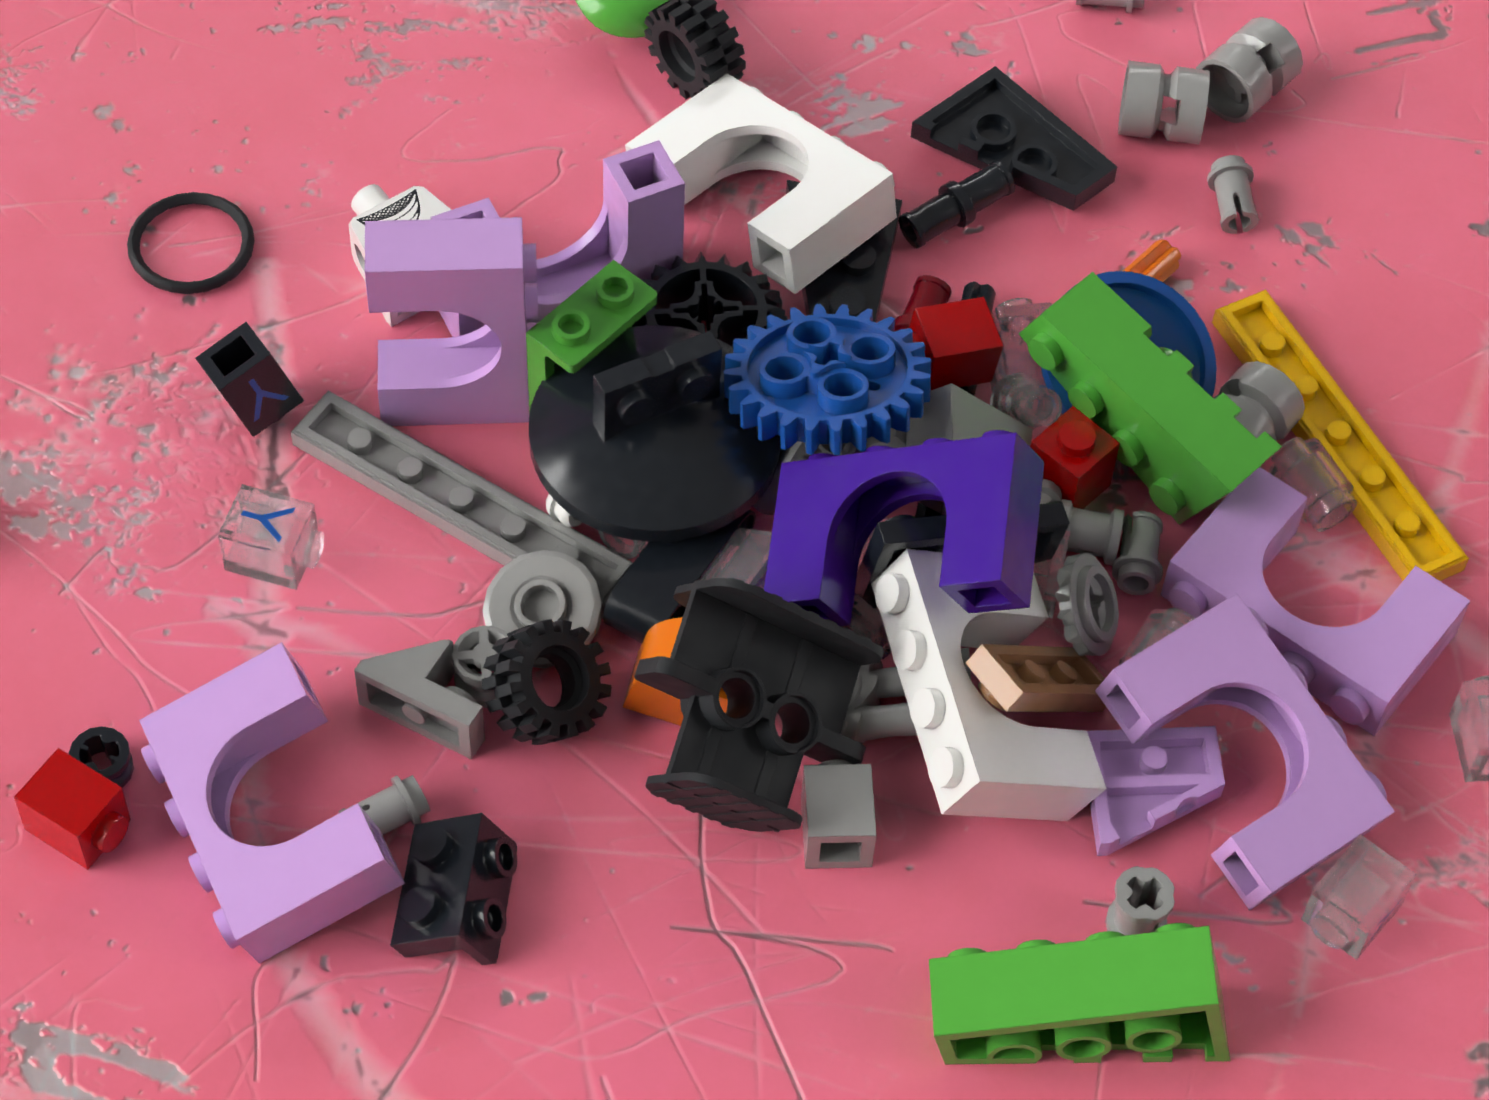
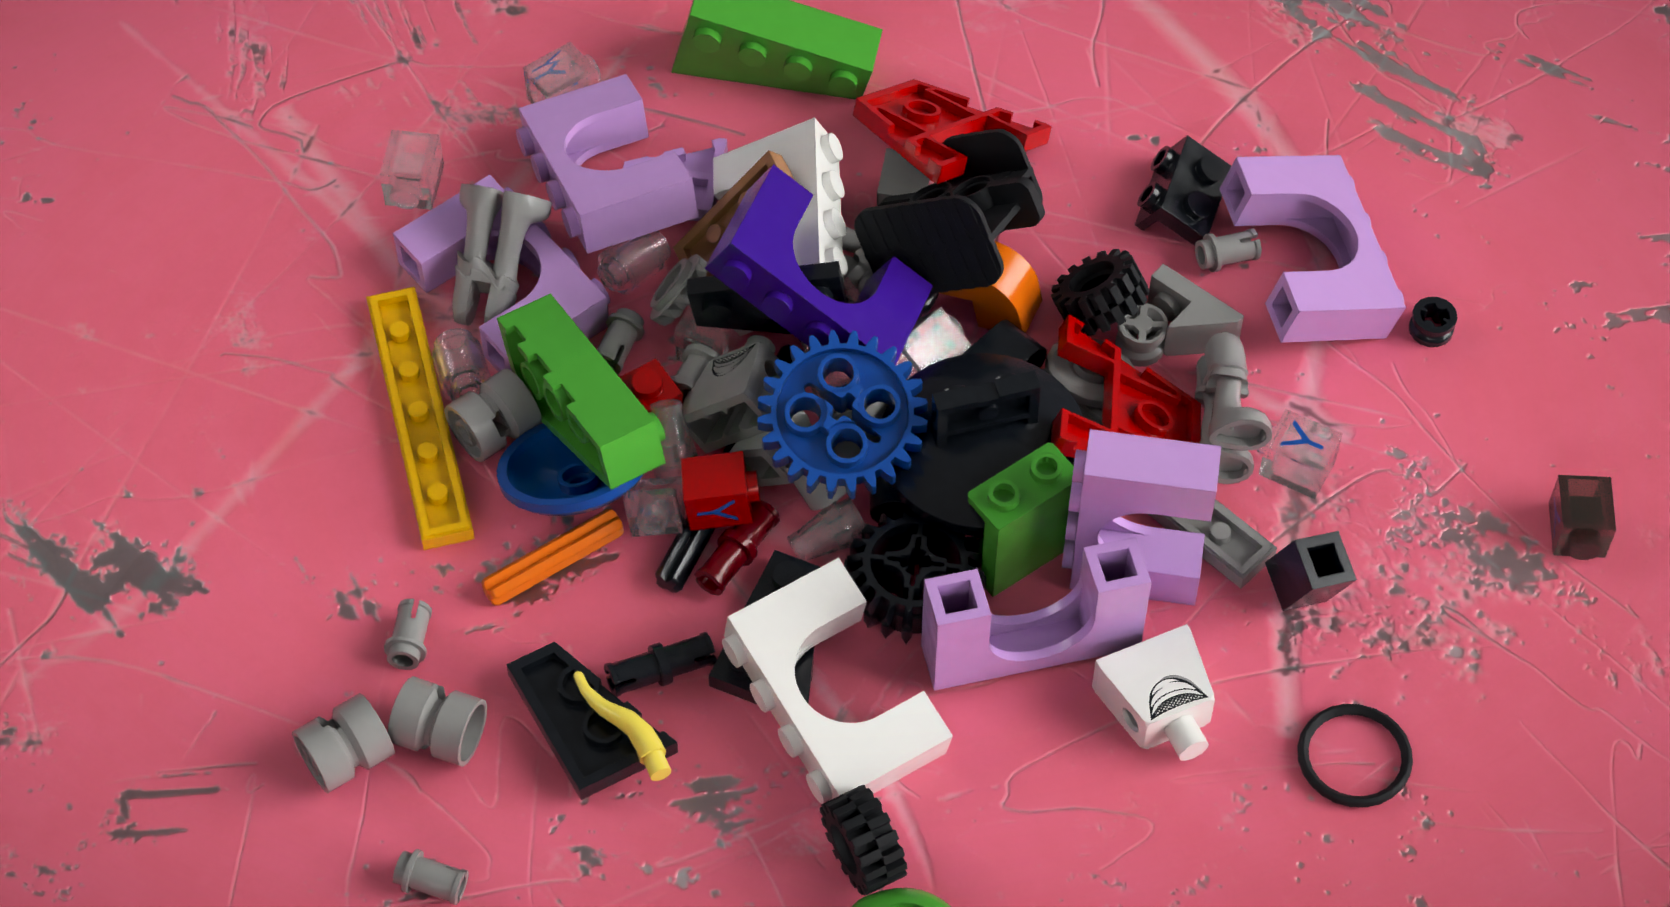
camera: 165 degrees left, 0 degrees up
(73, 809) = (1453, 274): red brick -> none
(367, 519) = (1225, 423): none -> light grey piece
(463, 515) = (1131, 399): none -> red wing
(838, 911) = (920, 116): none -> red wing
(960, 114) = (642, 735): none -> light yellow animal
(1094, 532) = (643, 349): light grey bush -> none
(1140, 902) = (708, 104): light grey bush -> none
(1325, 590) = (473, 271): none -> light grey piece

